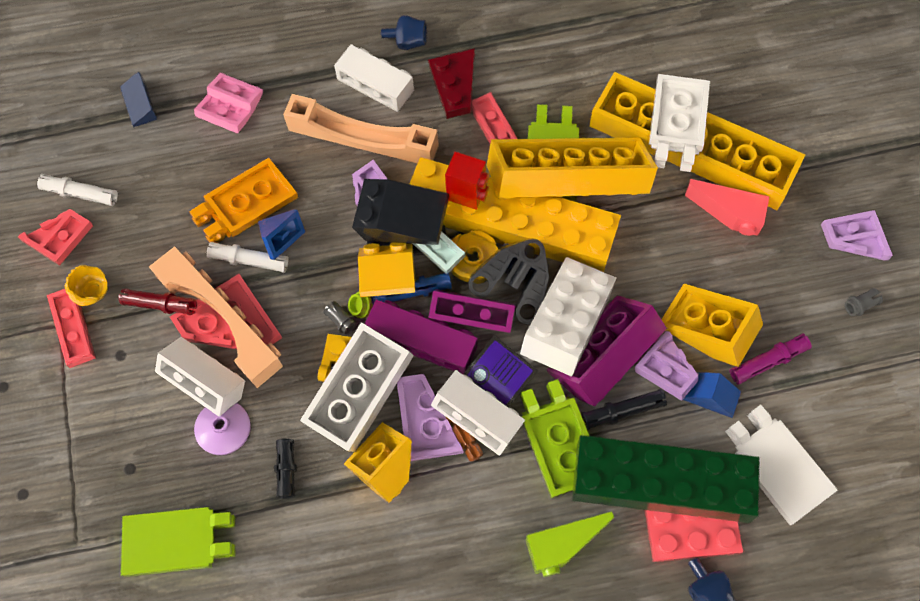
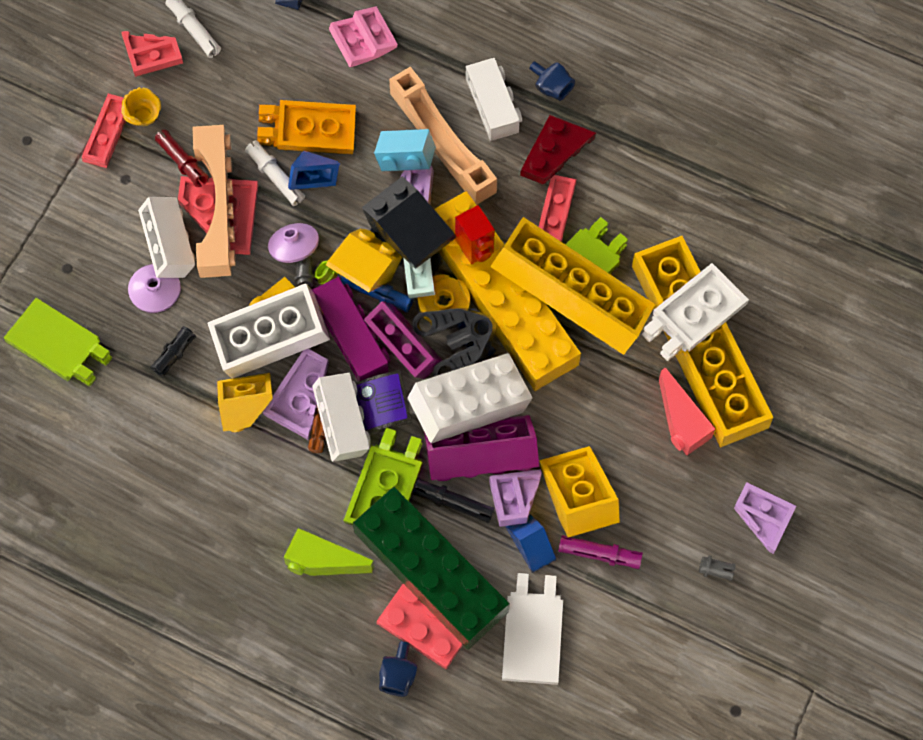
camera: 35 degrees right, 0 degrees up
(311, 301) = (293, 243): none -> lavender dish
(341, 161) = (405, 150): none -> medium azure brick

